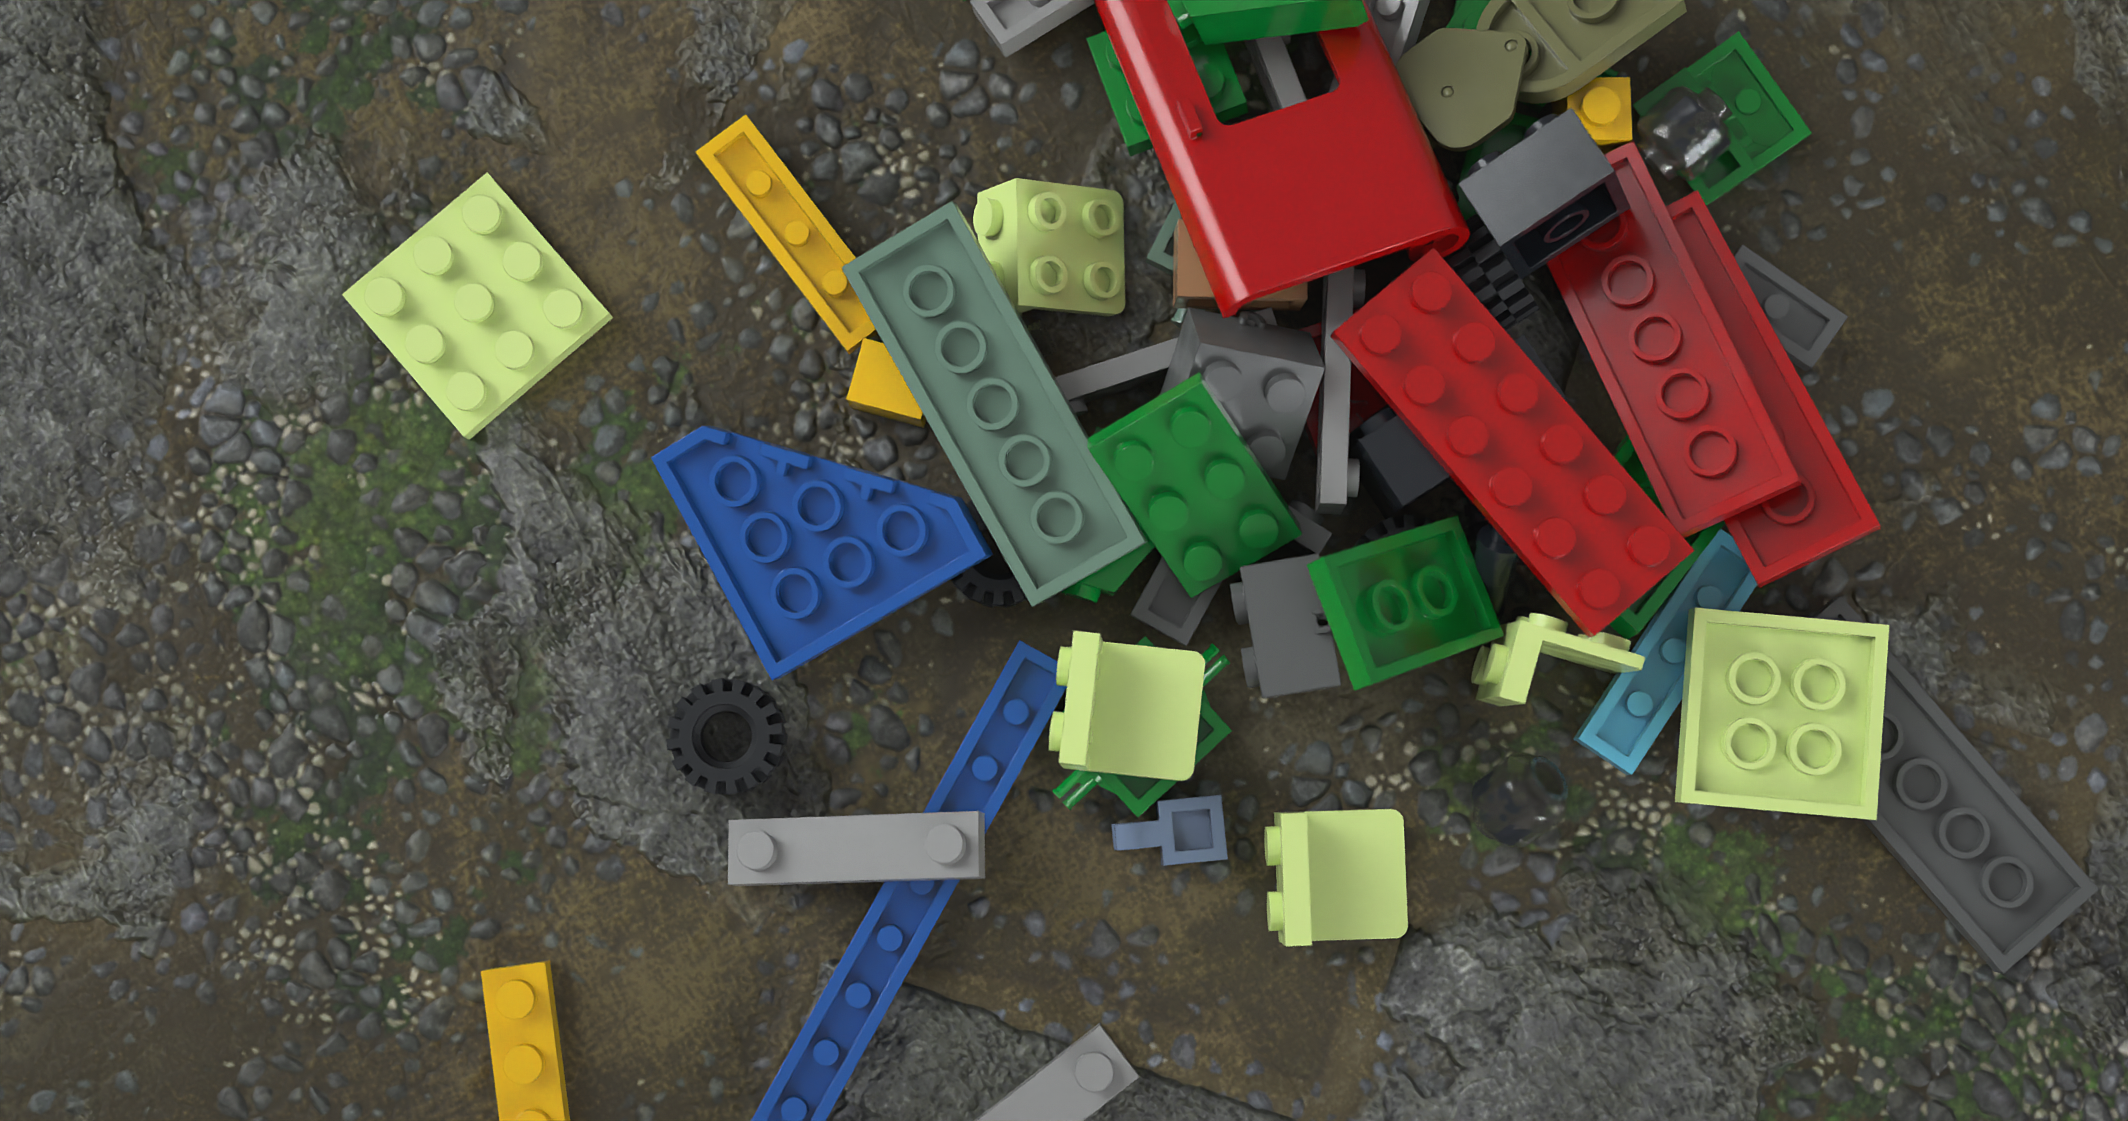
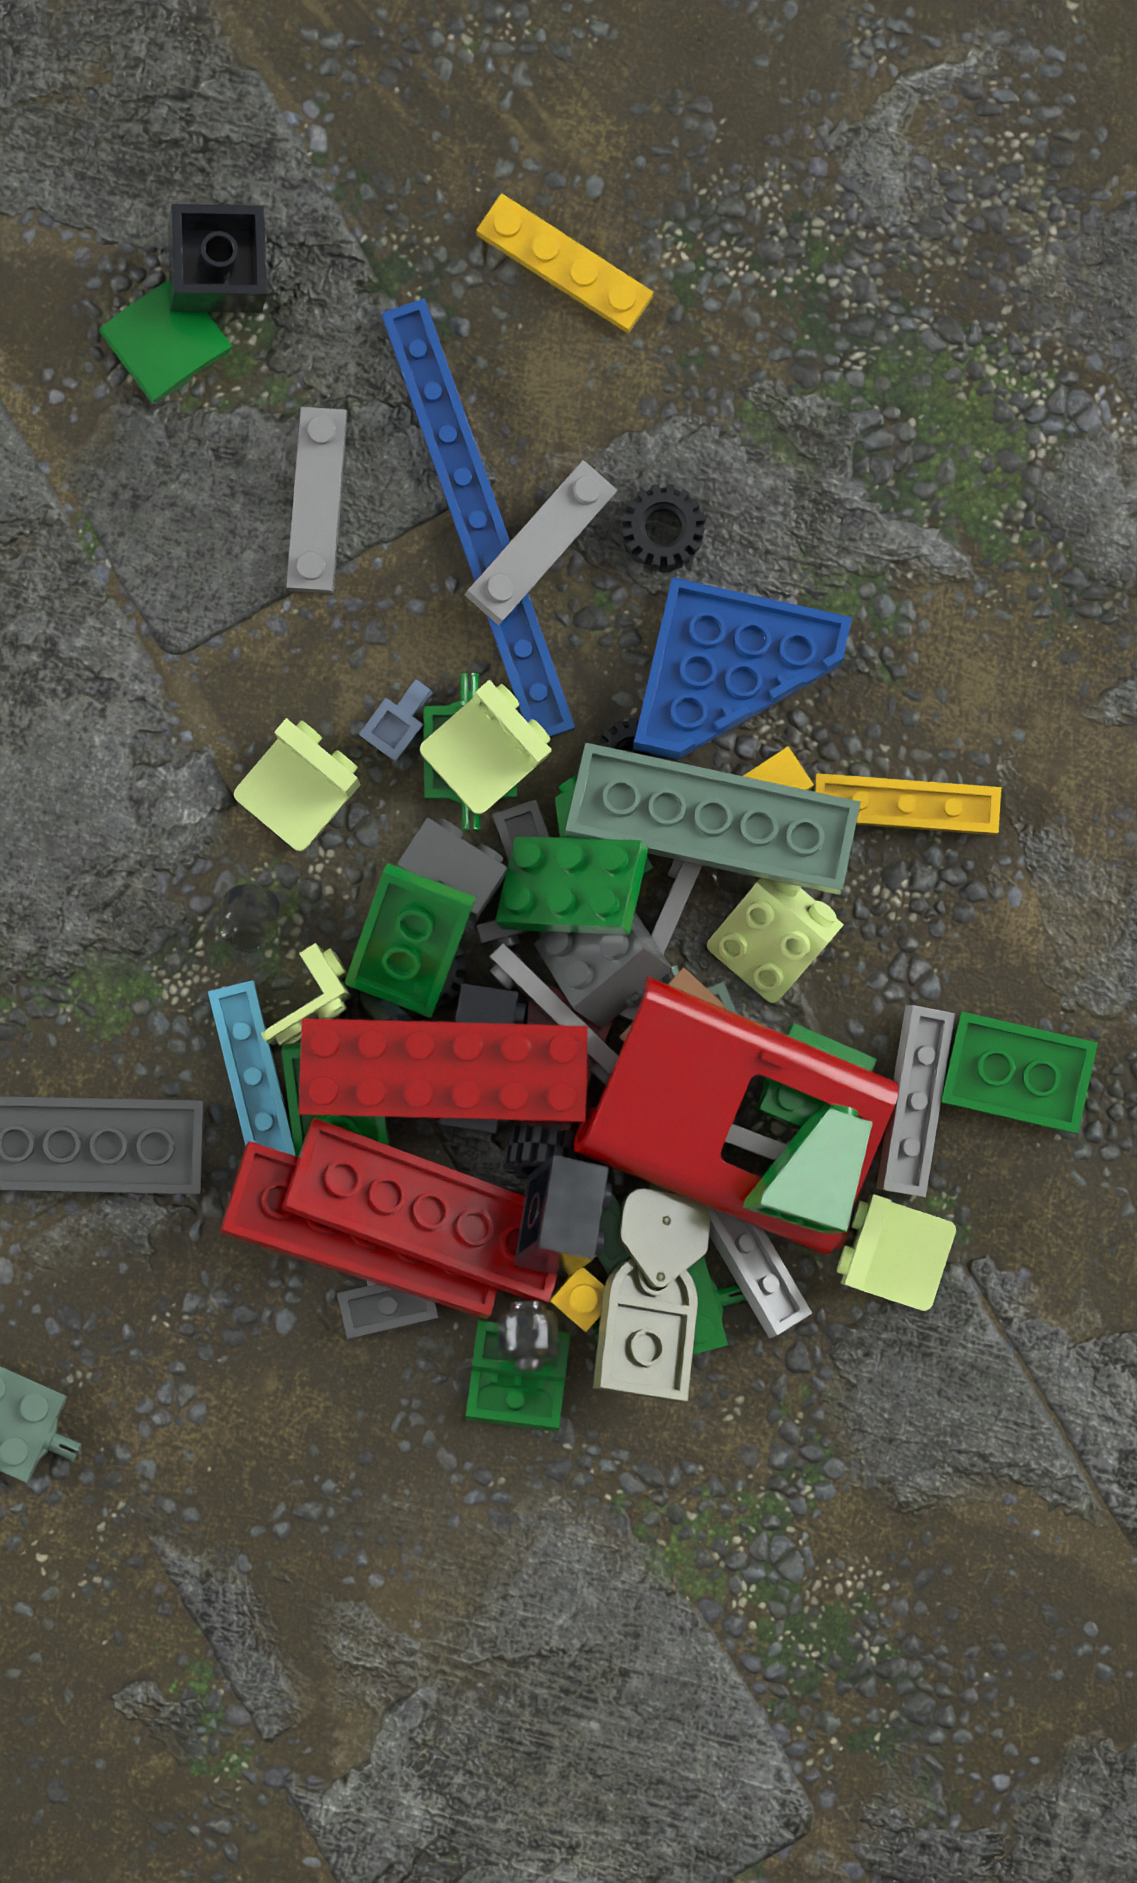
camera: 135 degrees right, 0 degrees up
(477, 306) = (1021, 598): yellowish green plate -> none
(1782, 713) = (167, 1098): yellowish green plate -> none

